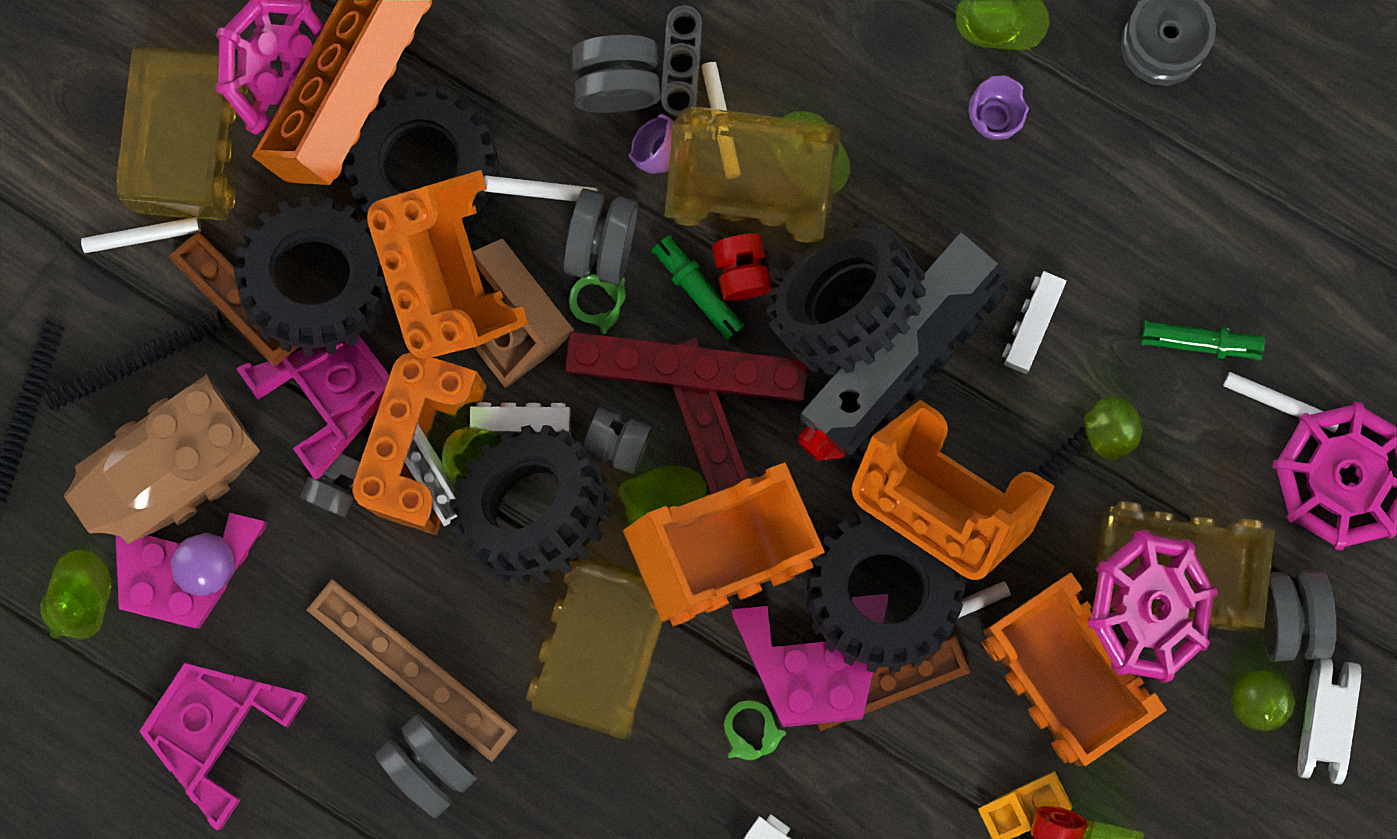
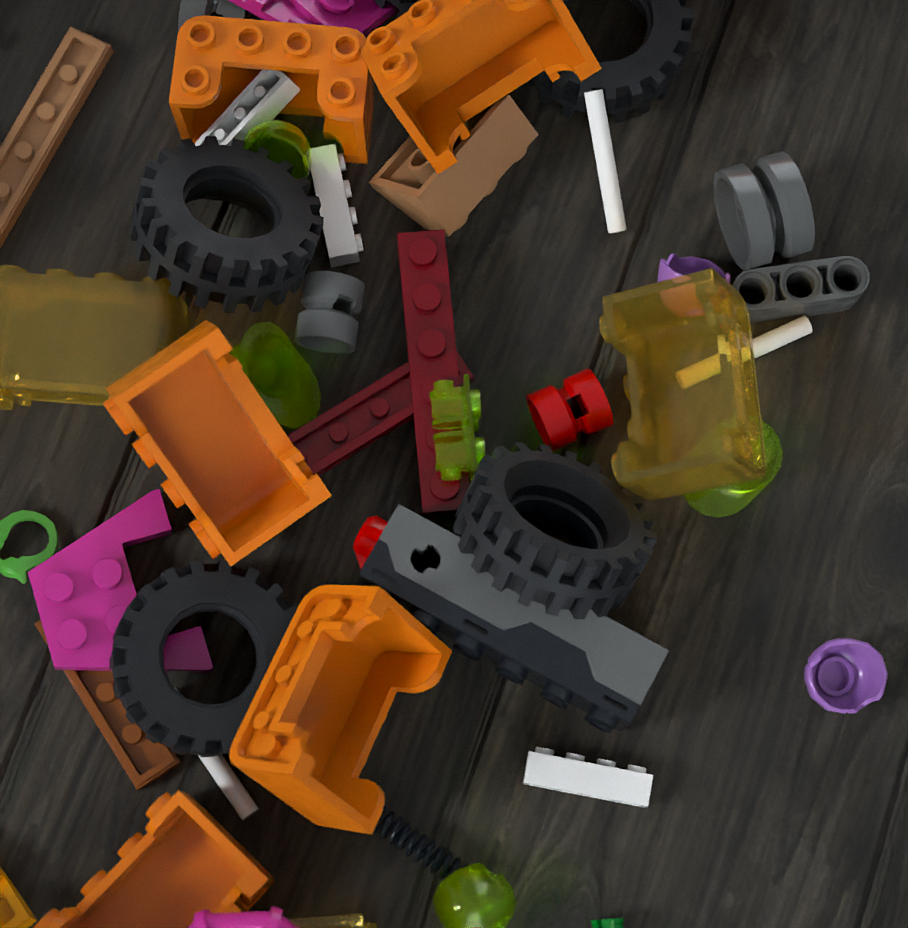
camera: 70 degrees right, 5 degrees down
(595, 235) = (564, 237): dark grey wheel -> none
(602, 320) = (512, 276): bright green piece -> none
(697, 287) = (546, 353): green pin -> none
(728, 343) = (456, 409): none -> clear neon green hinge

